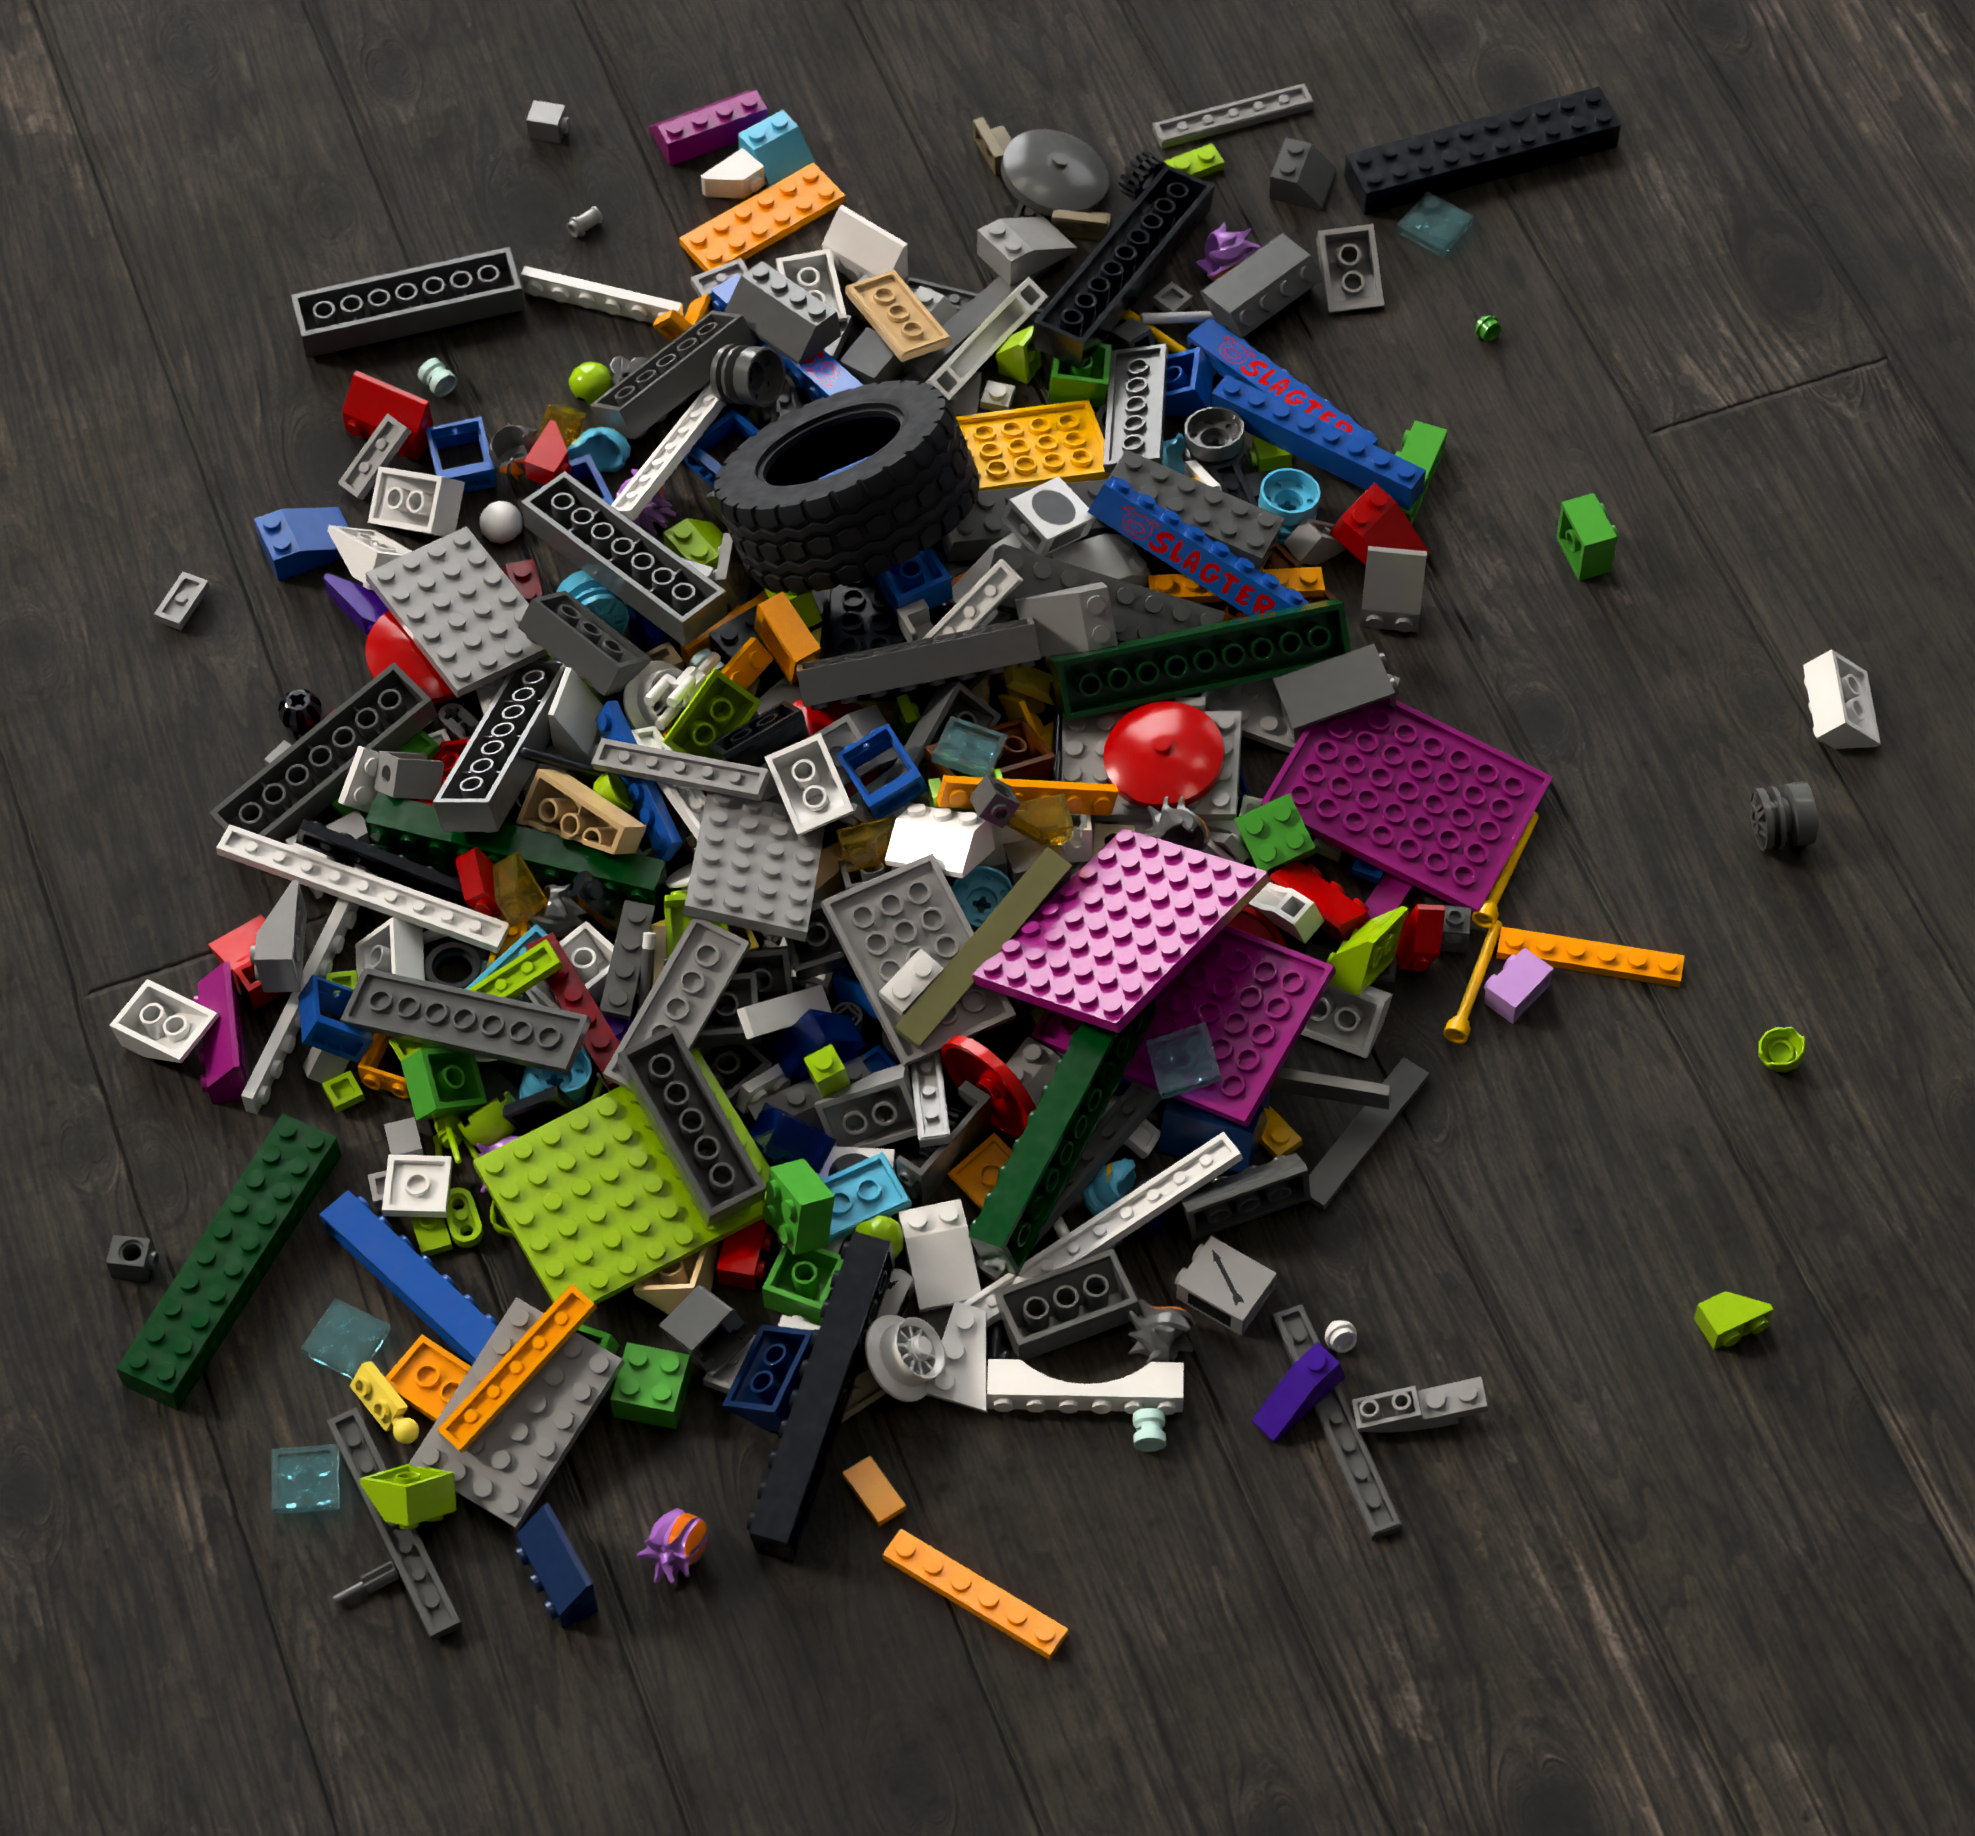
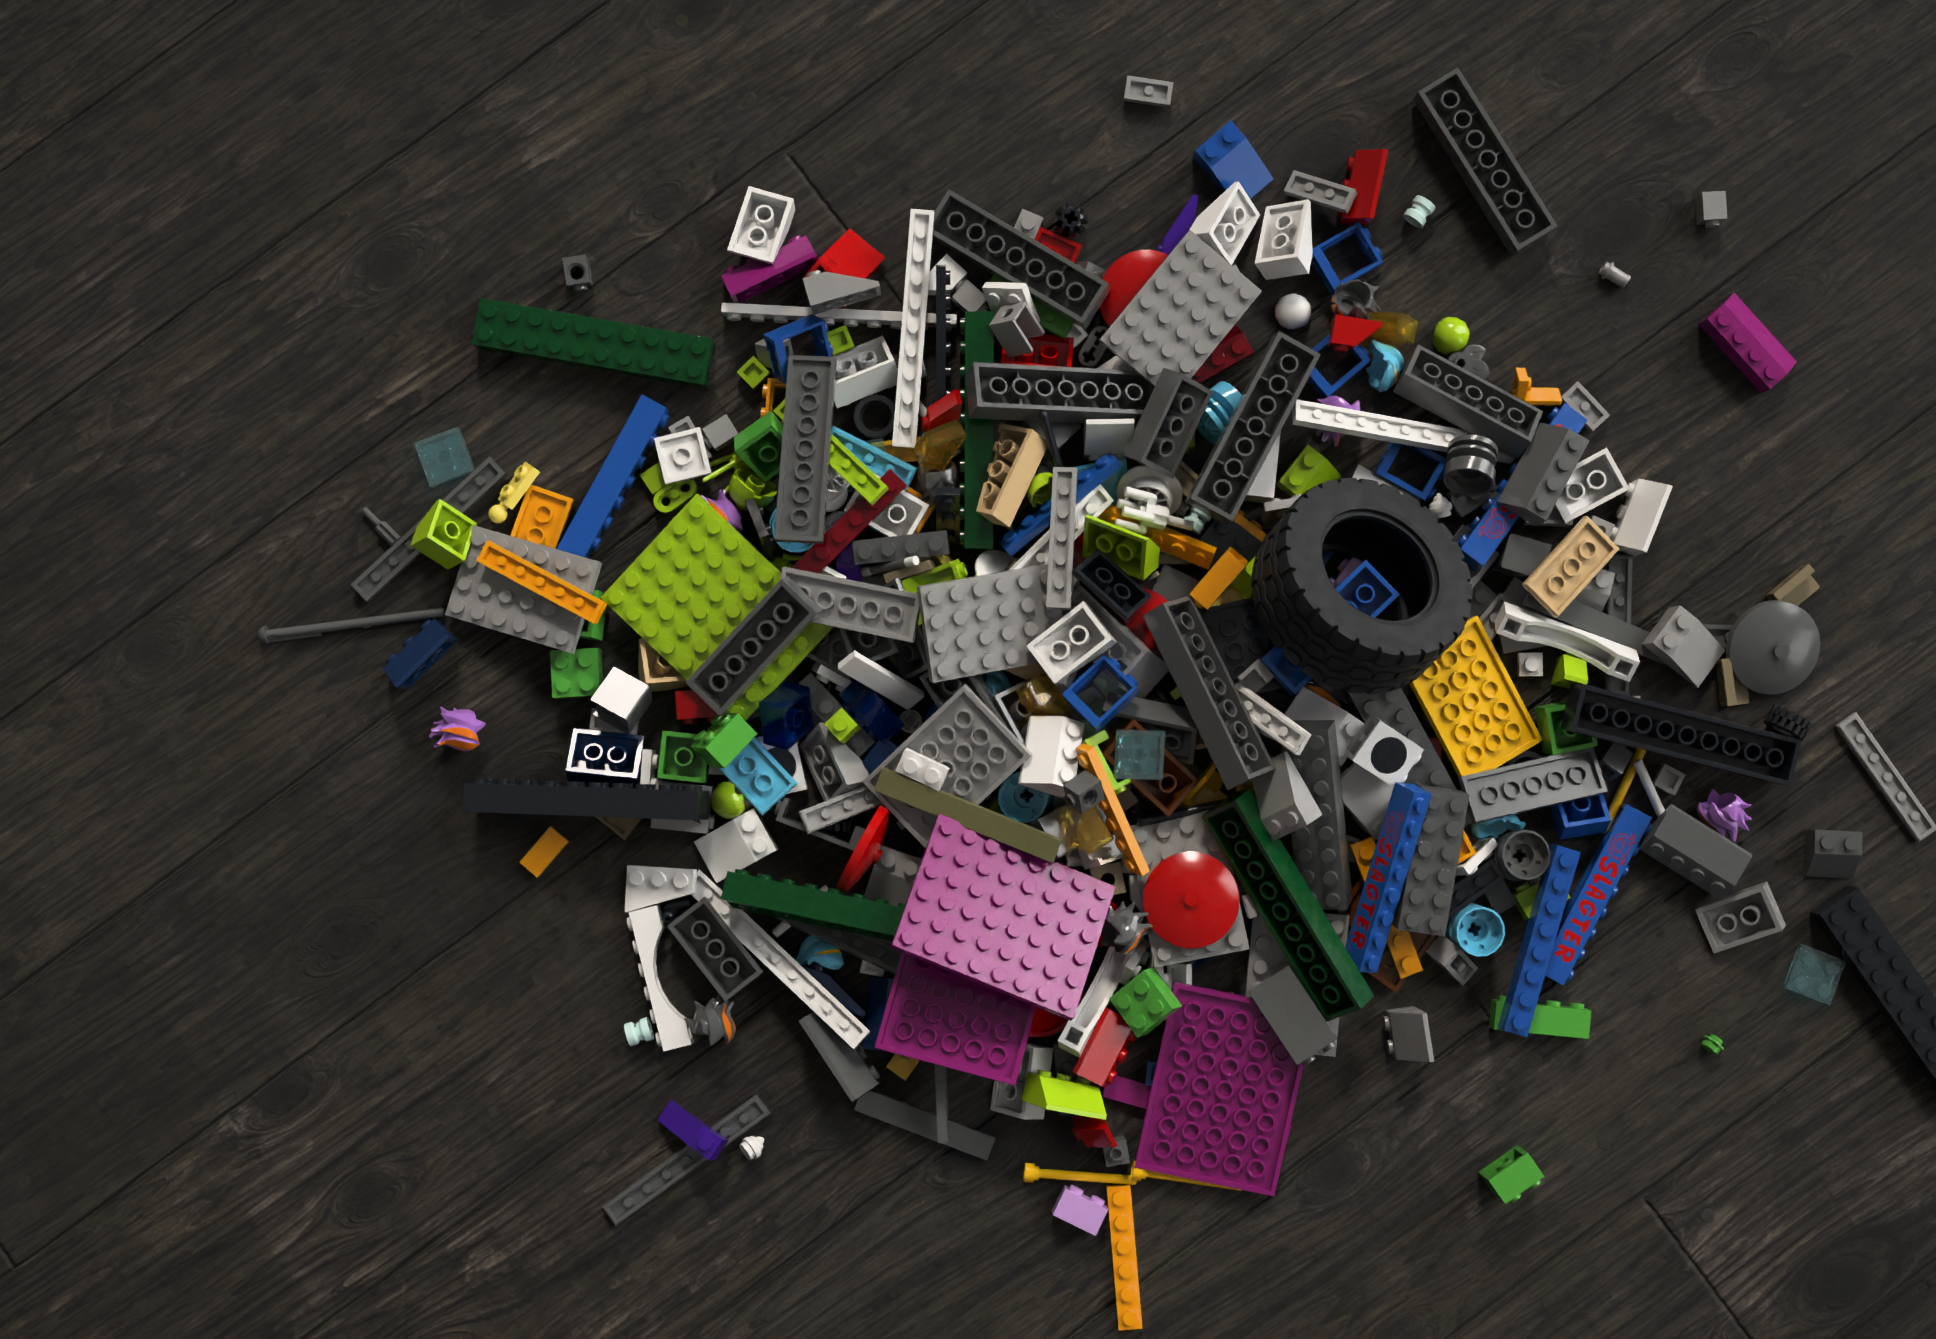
camera: 70 degrees right, 30 degrees up
(345, 1338) = (560, 445): clear light blue plate -> none
(460, 1765) = (314, 630): none -> dark grey bar
(596, 295) = (1536, 306): white plate -> none
(734, 177) = (1695, 383): white slope -> none
(763, 218) = (1660, 419): light orange plate -> none
(777, 146) = (1734, 407): medium azure slope -> none
(903, 1355) = (640, 845): white piece -> none
(975, 1594) = (486, 943): light orange plate -> none
(980, 1169) = (813, 862): light orange tile -> none
(1184, 1060) = (913, 990): clear light blue plate -> none
(1198, 161) = (1822, 758): lime plate -> none
(1225, 1285) = (768, 1055): light grey brick -> none
(1376, 522) = (1466, 1009): red slope -> none
(1421, 1409) = (708, 1218): light grey slope -> none

